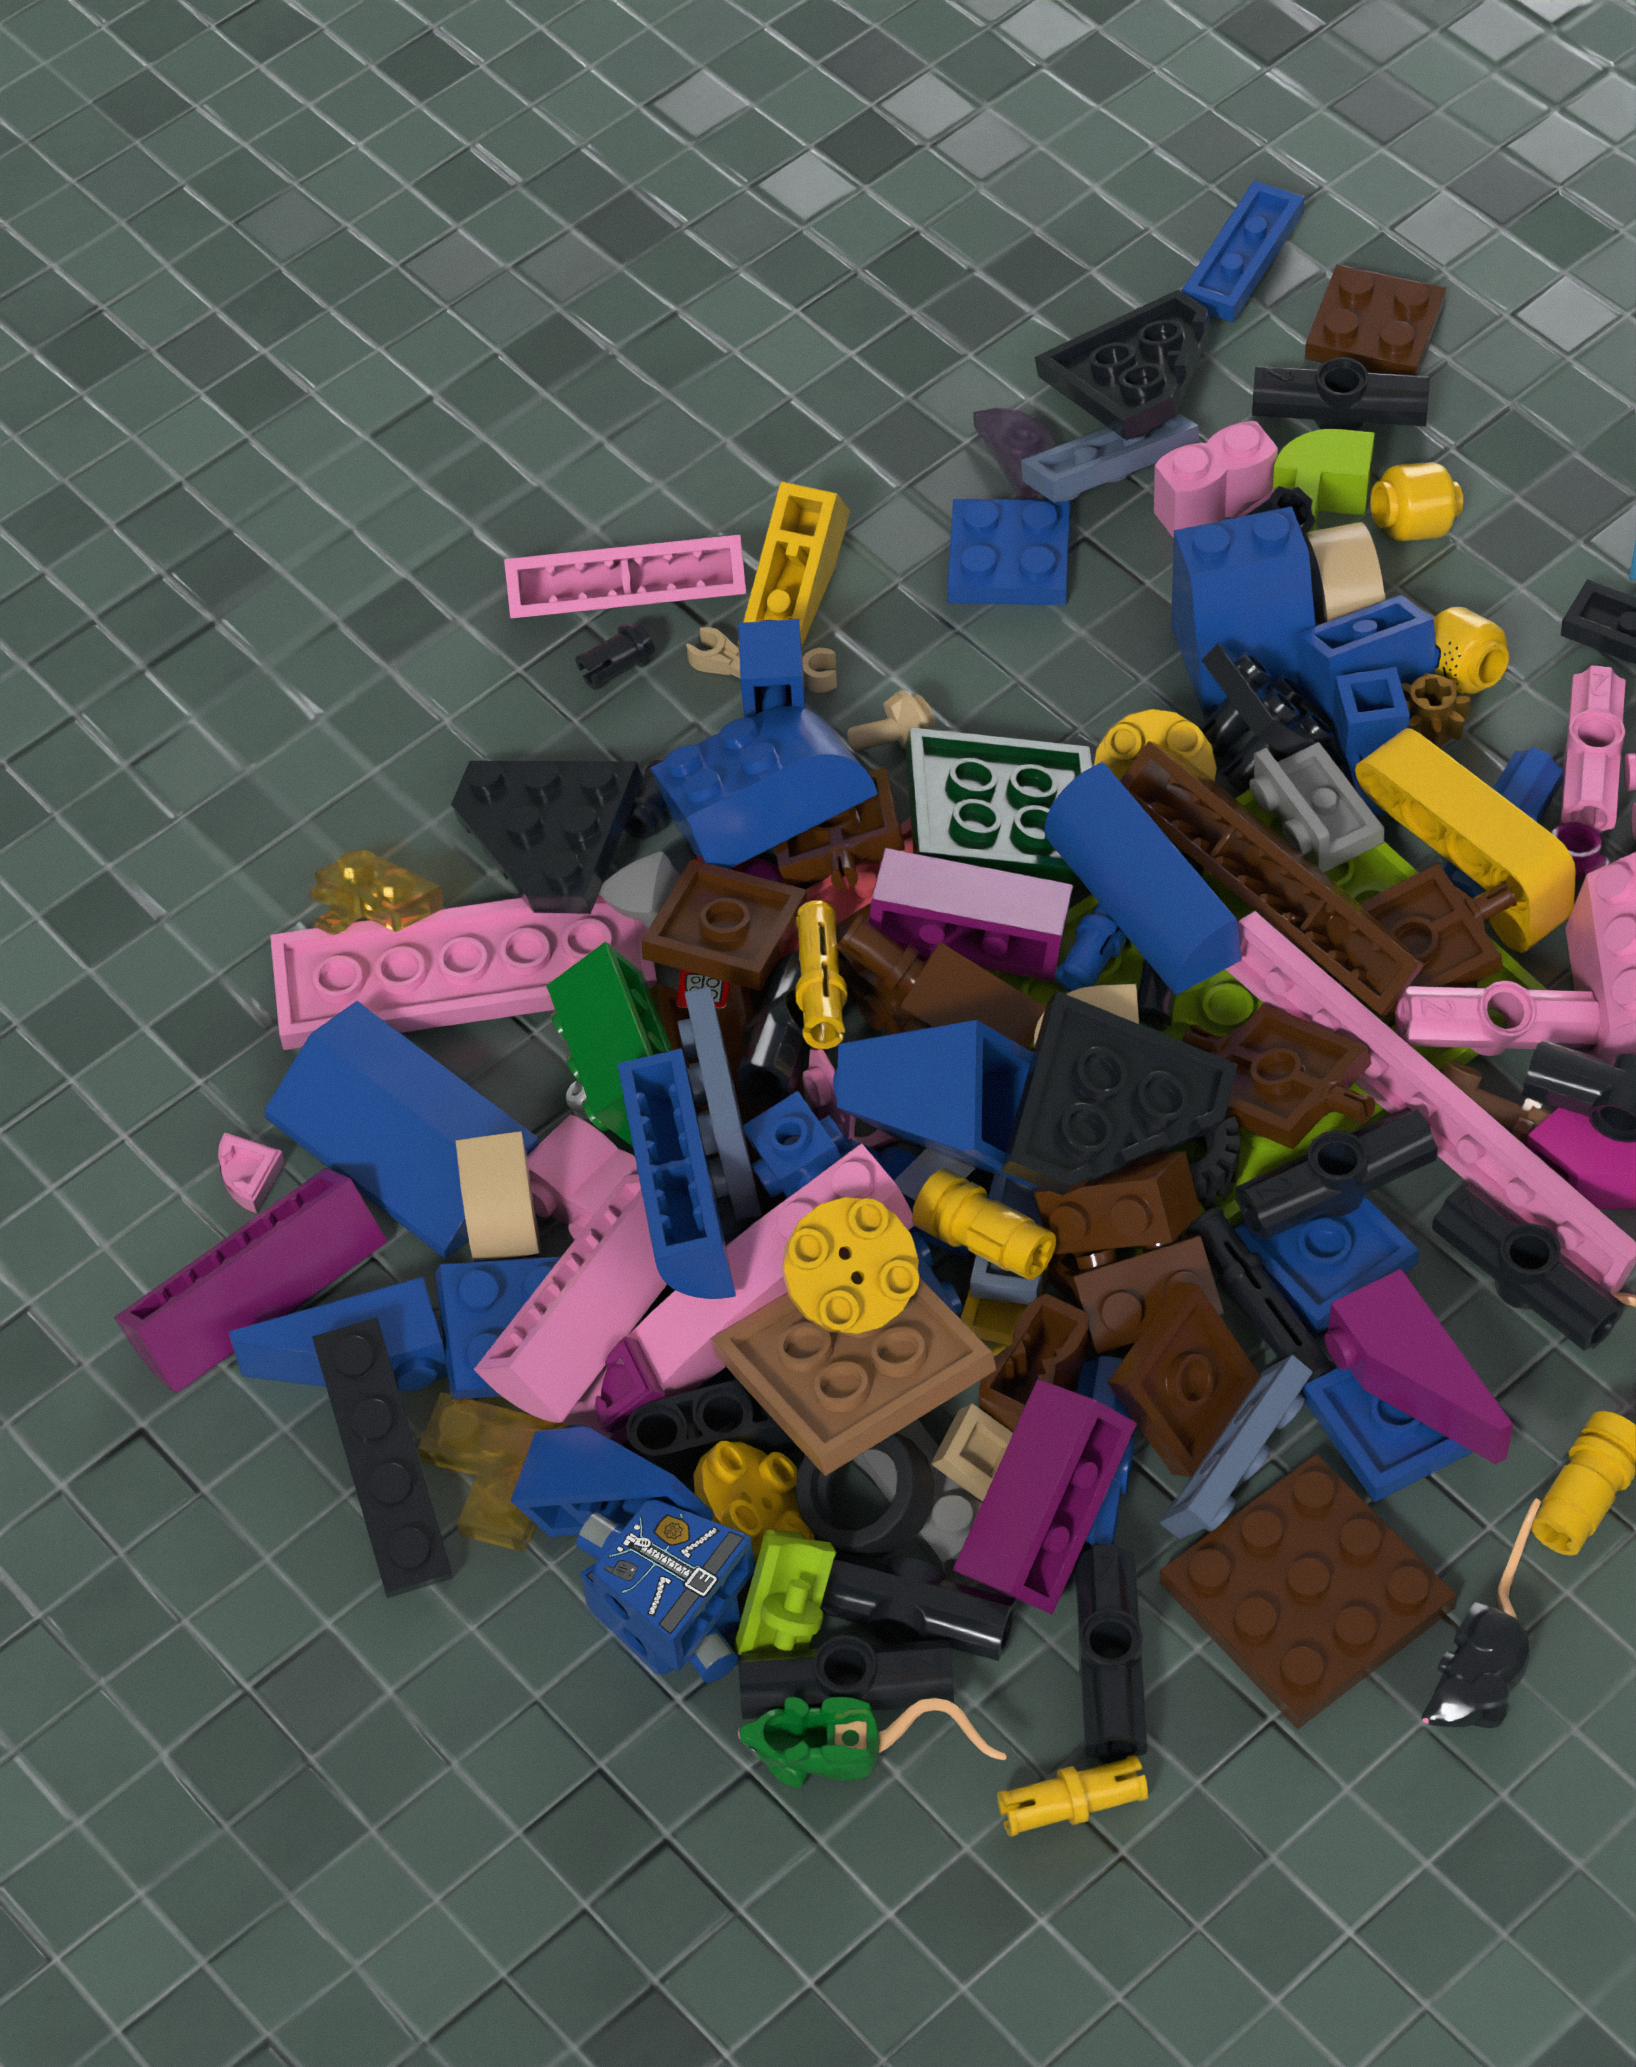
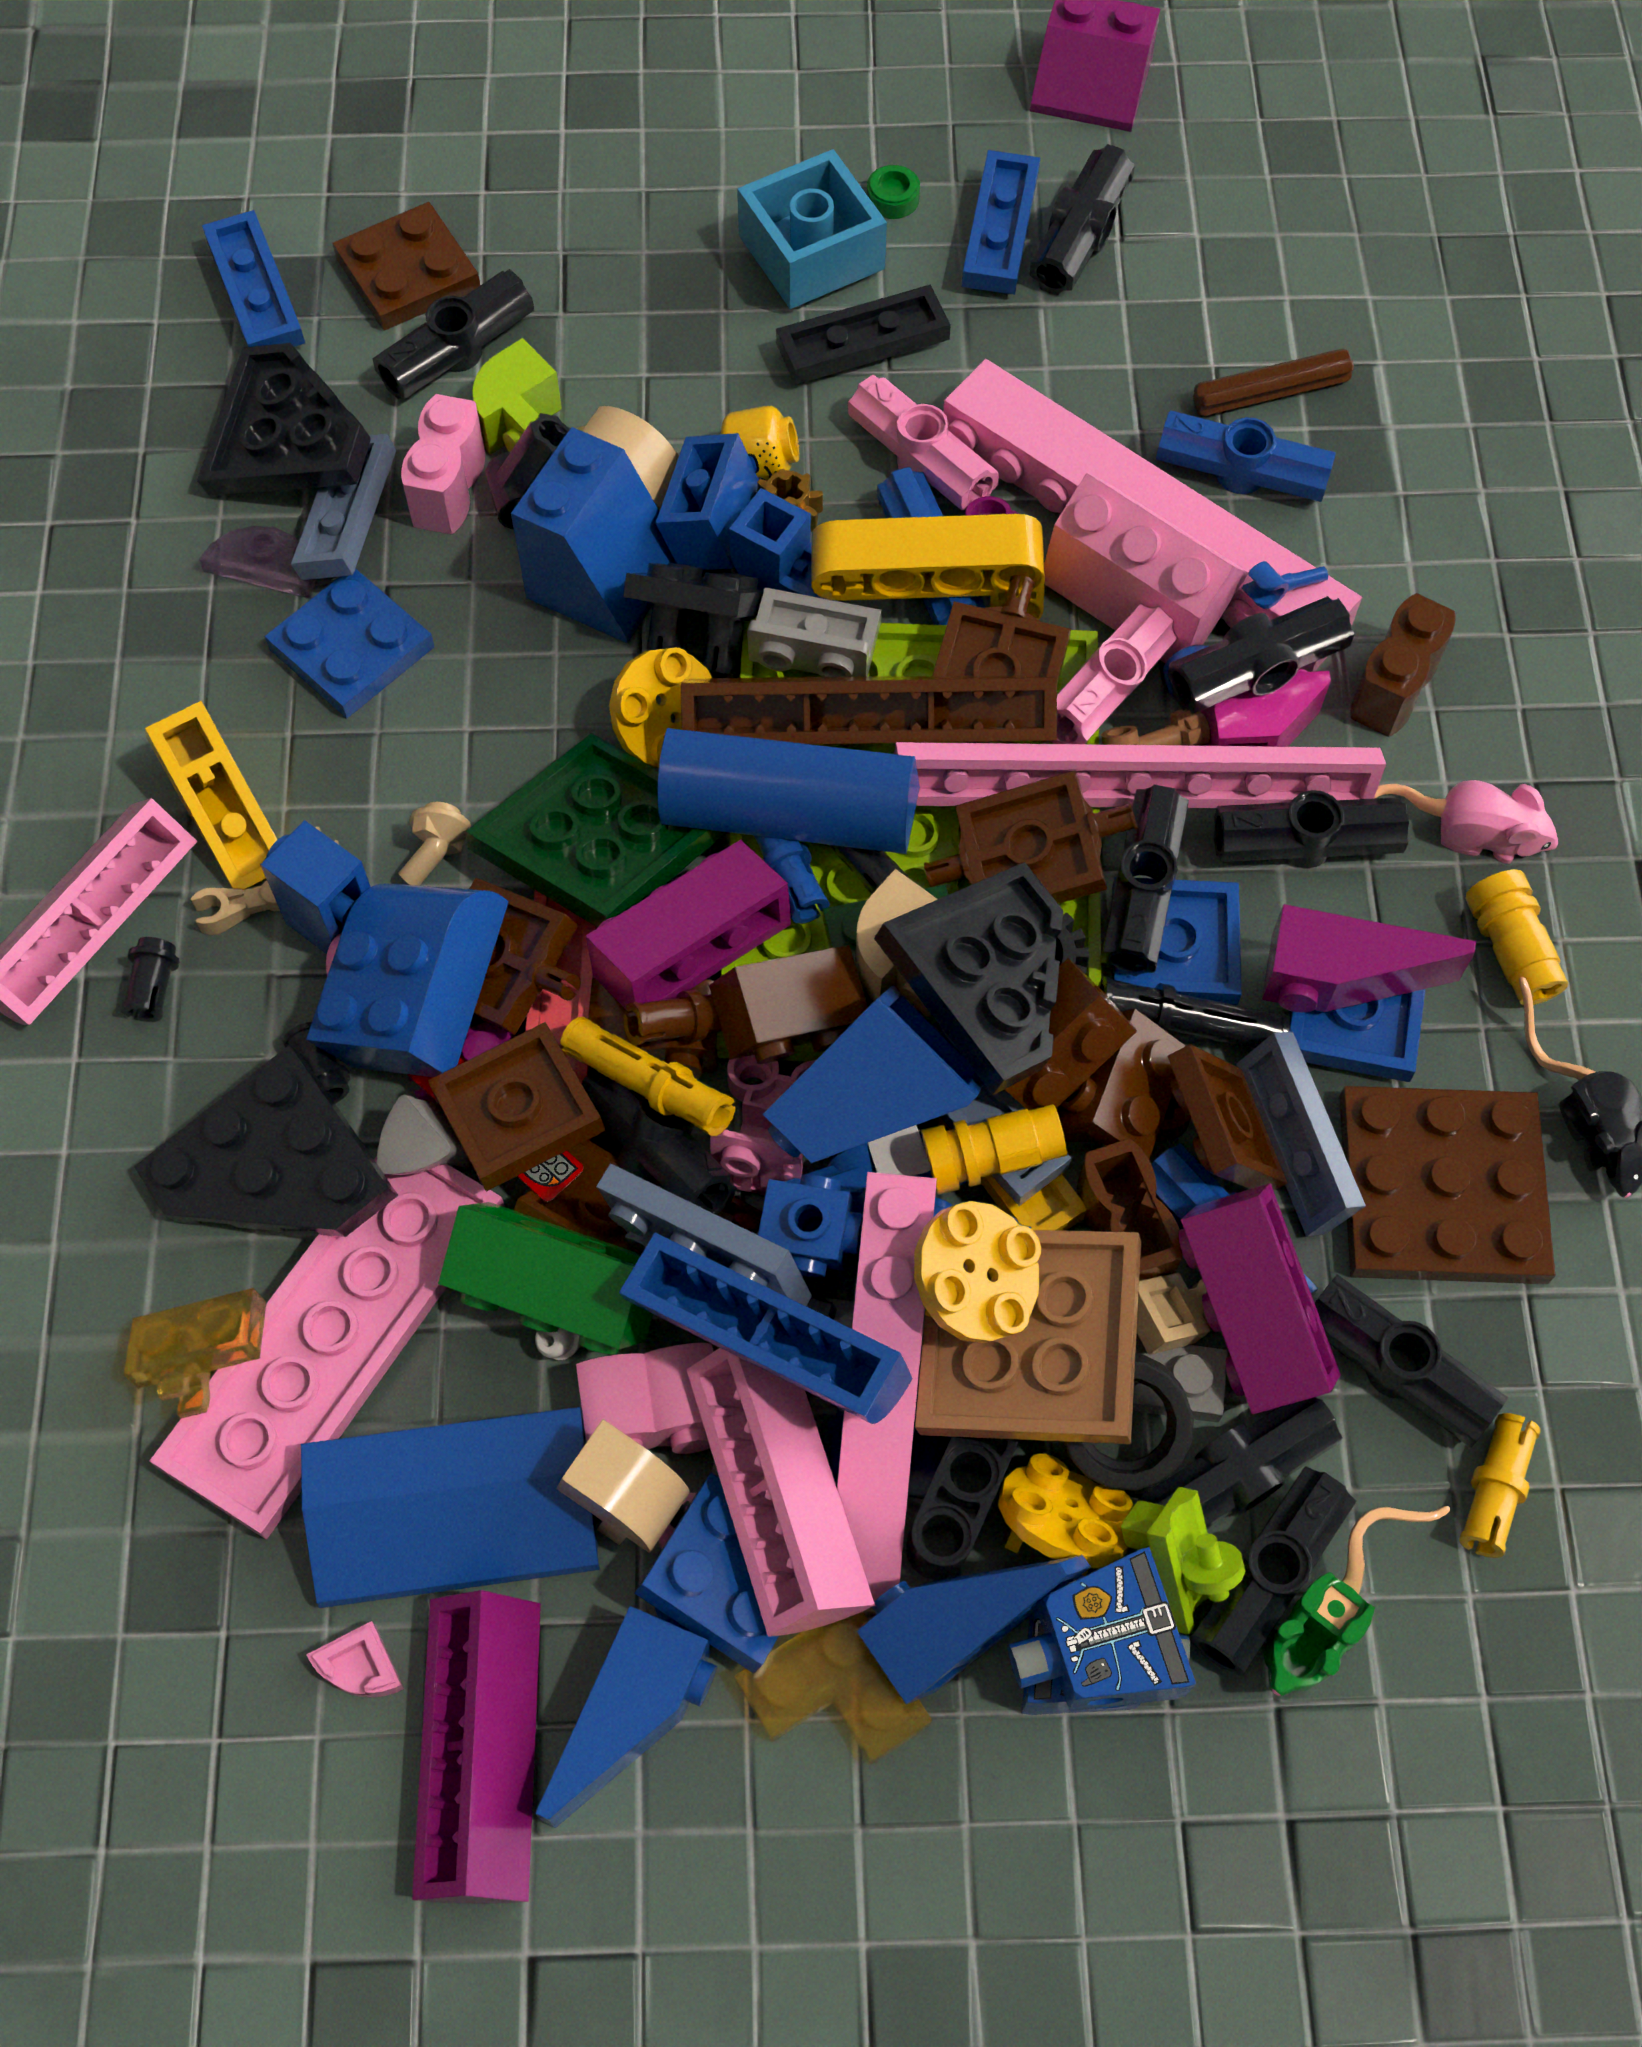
camera: 55 degrees left, 10 degrees up
(382, 1458) = (768, 1776): black plate -> none
(626, 1385) = (881, 1526): magenta tile -> none
(1416, 501) = (597, 367): yellow head -> none

